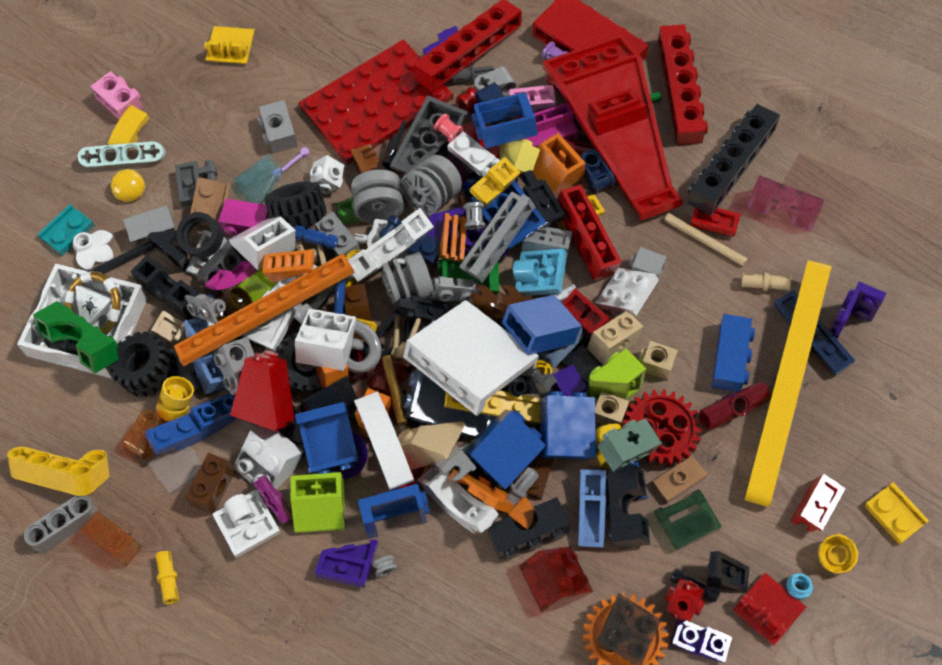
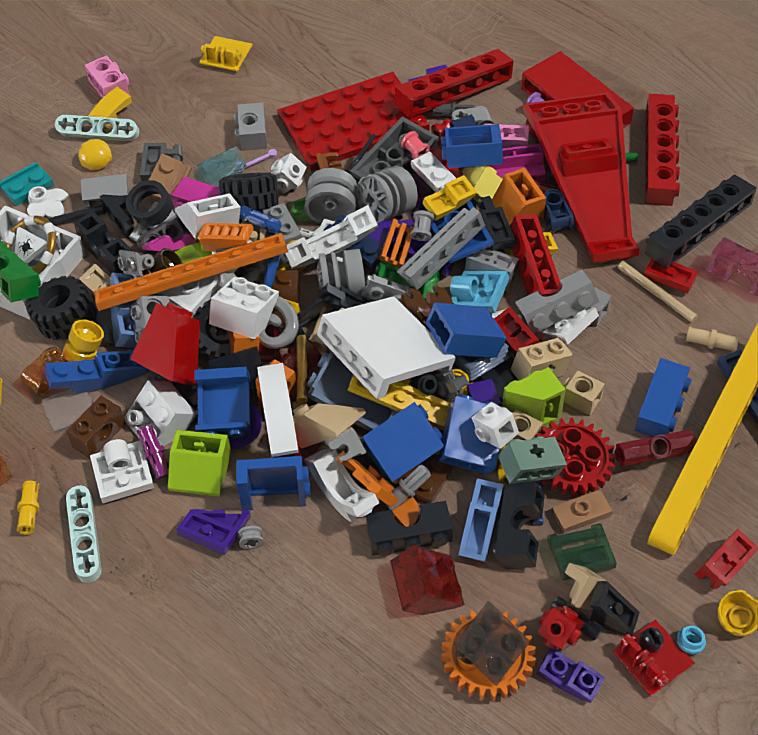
camera: 10 degrees right, 10 degrees down
(226, 592) = (86, 532): none -> light aqua beam
(590, 419) = (495, 425): none -> white brick
(607, 287) = (542, 312): none -> light grey arch
(697, 555) = (584, 586): none -> tan panel
(762, 597) = (646, 641): none -> black hinge

